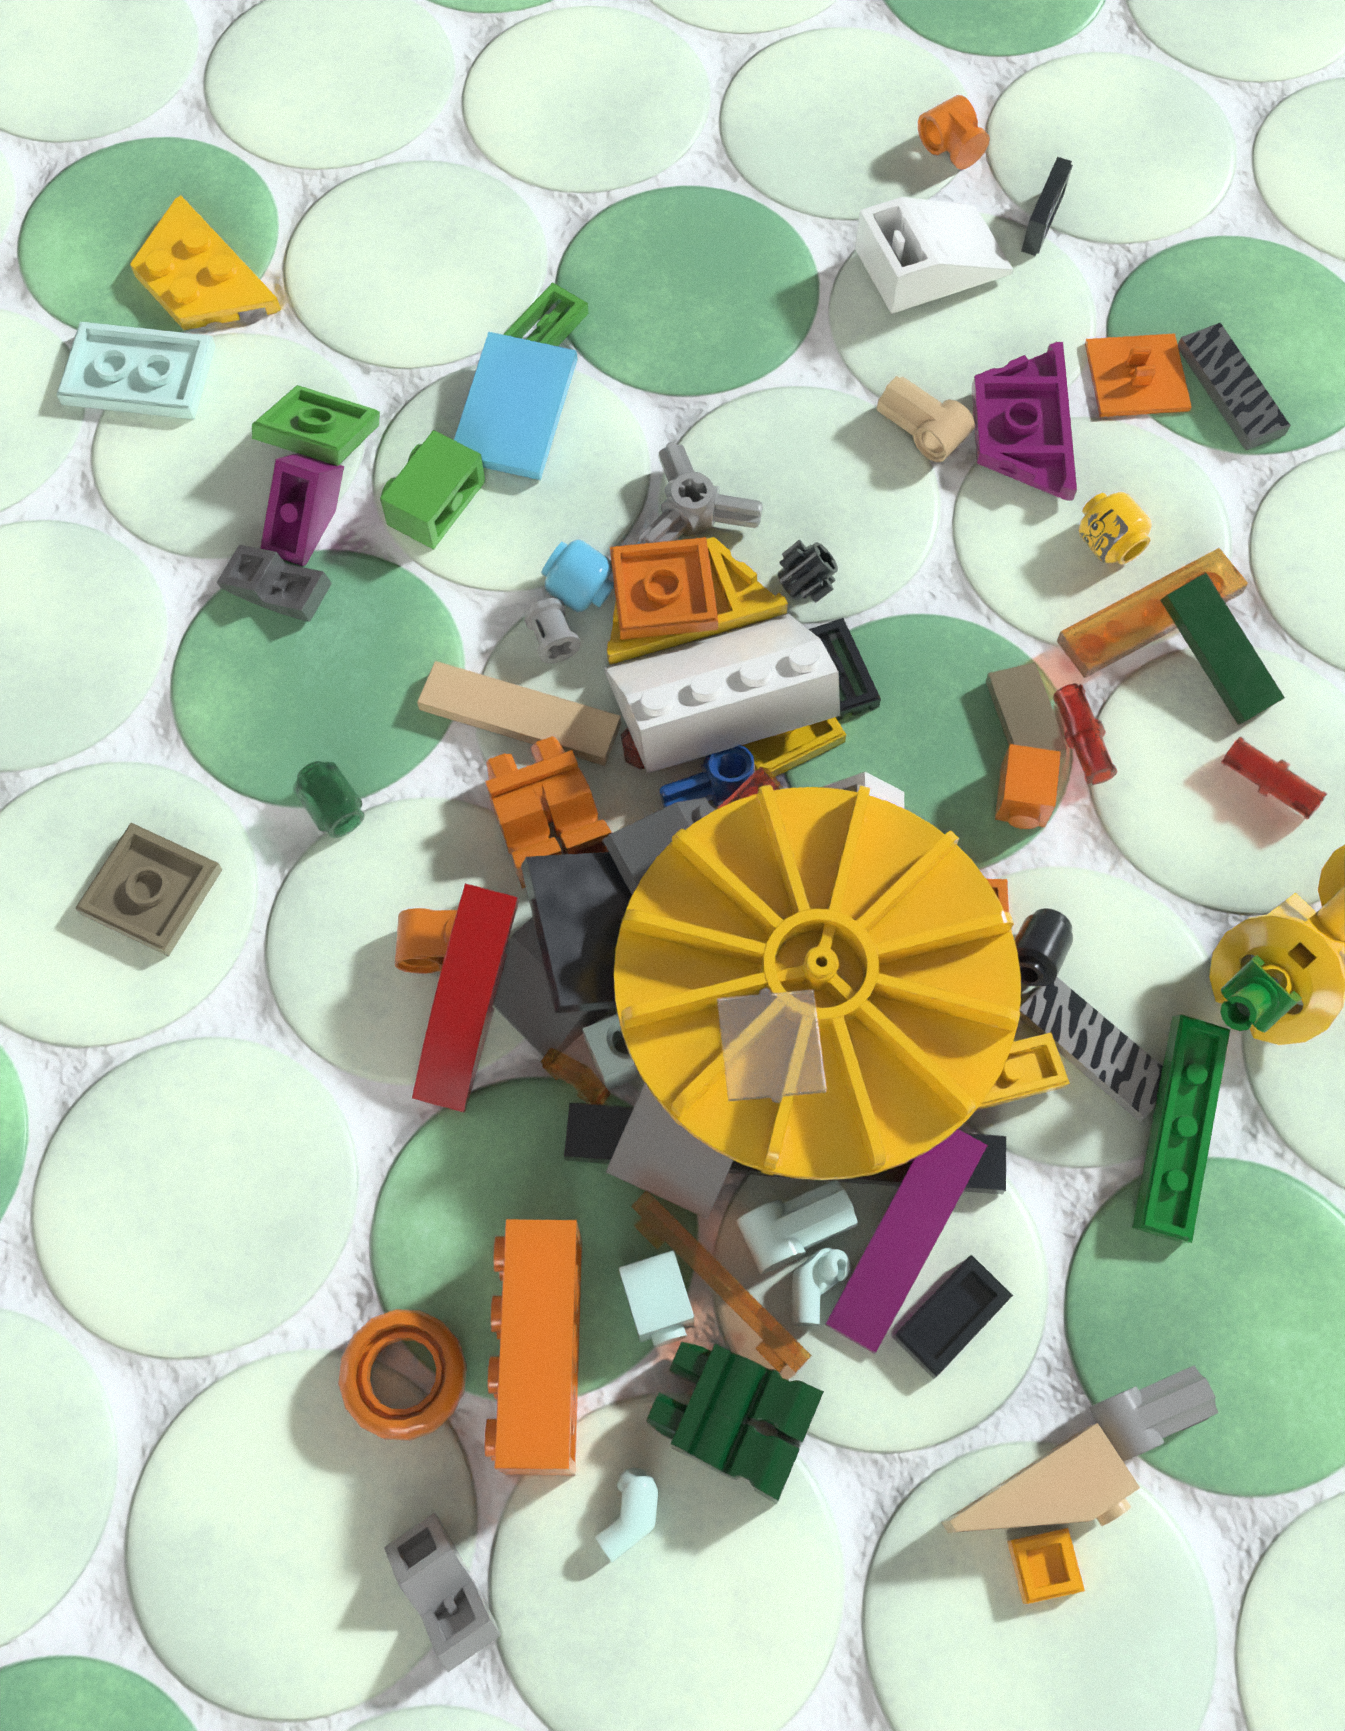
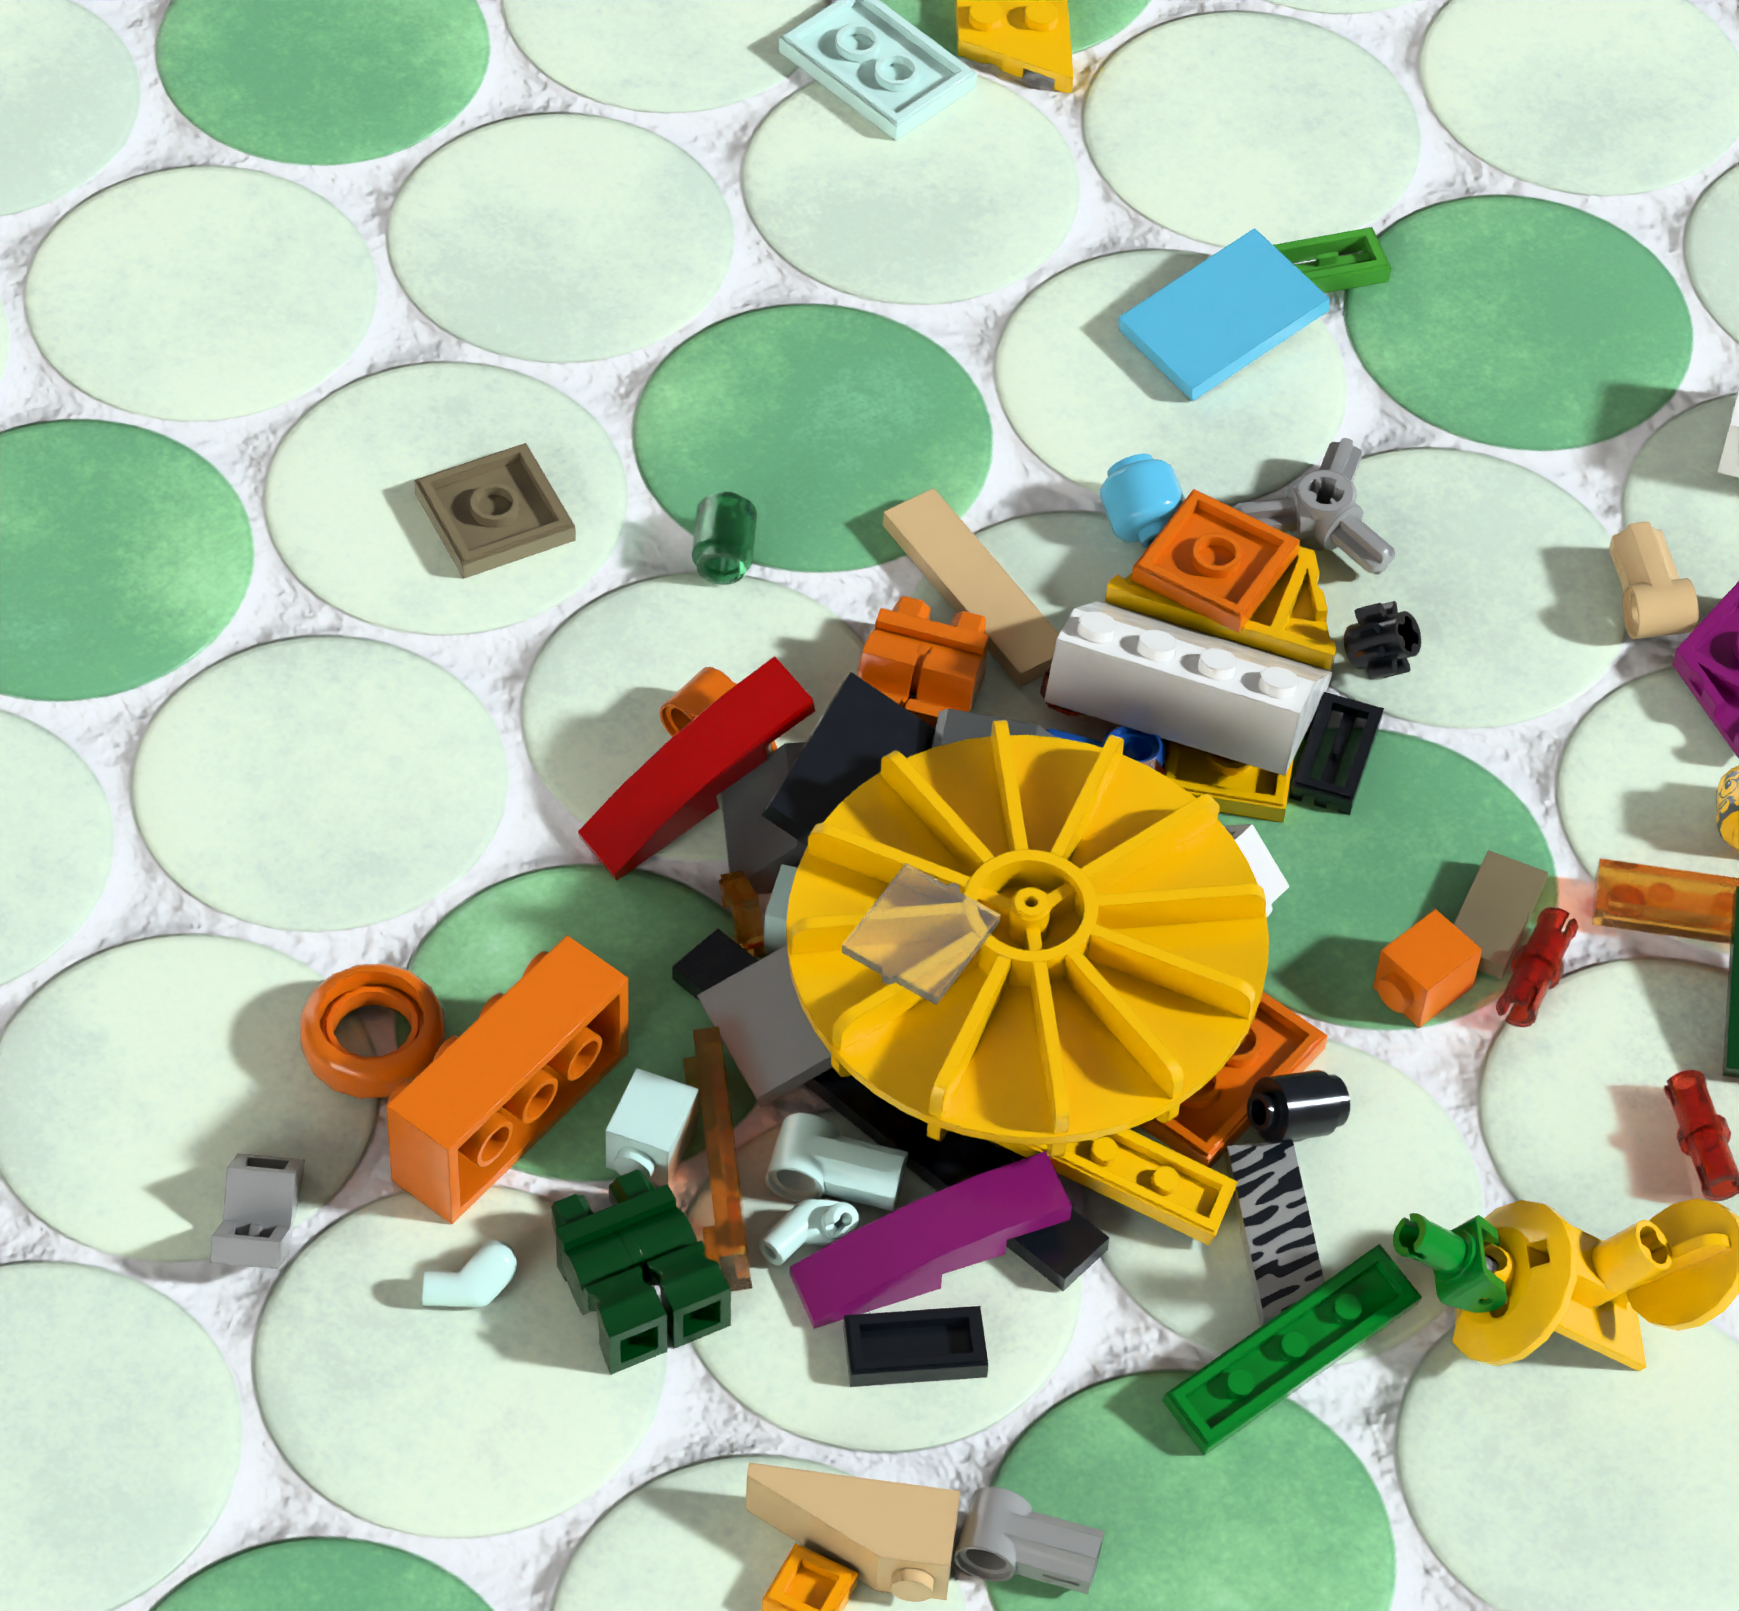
camera: 35 degrees right, 15 degrees down
(270, 583) = (839, 328): flat silver slope -> none
(300, 506) = (925, 272): magenta slope -> none
(316, 425) = (1005, 211): bright green tile -> none
(432, 489) = (1070, 338): bright green brick -> none
(551, 630) = (1069, 541): light grey bush -> none

